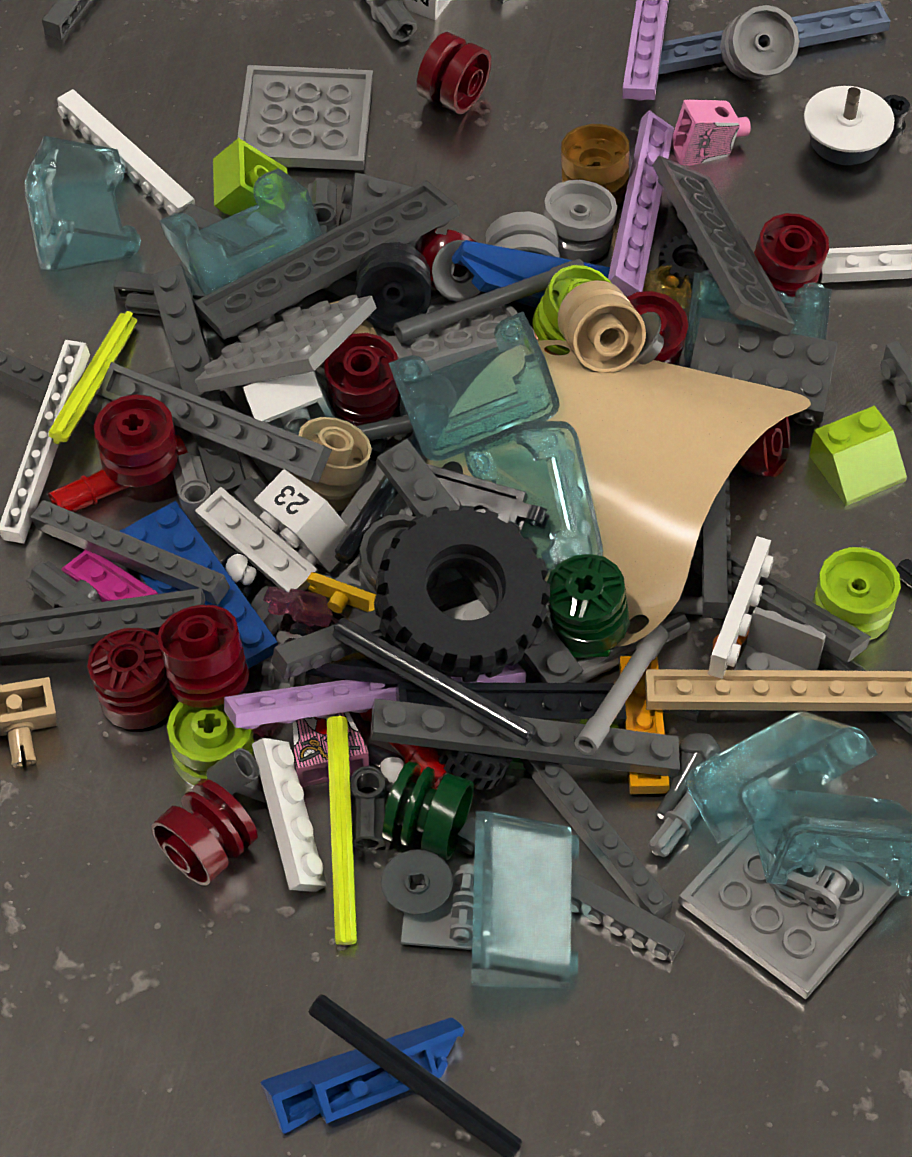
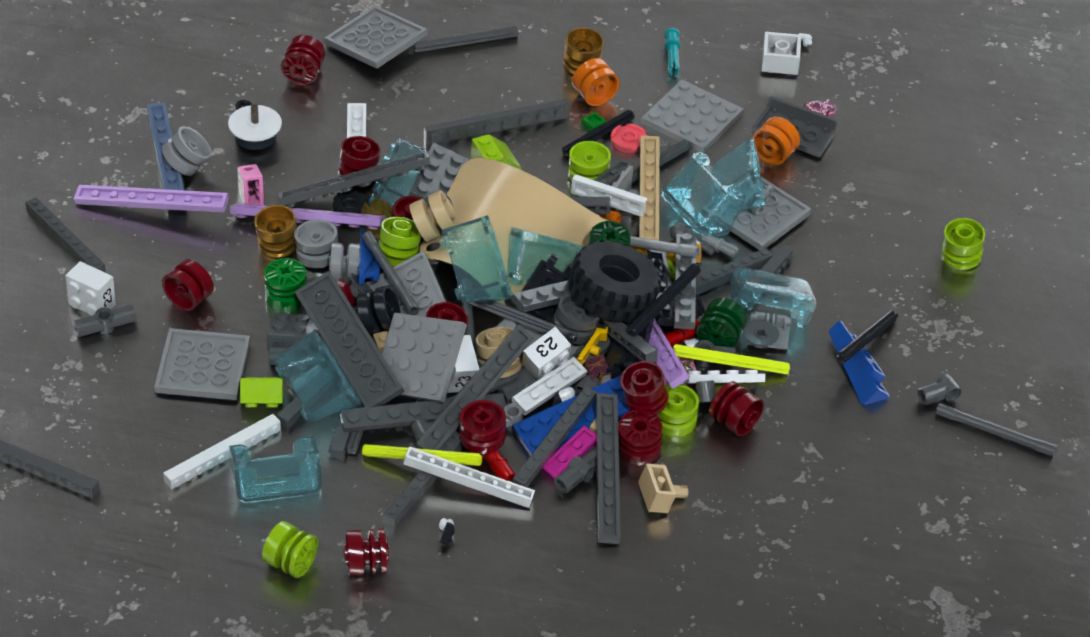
camera: 90 degrees left, 10 degrees down
(478, 183) = (281, 281): none -> green wheel

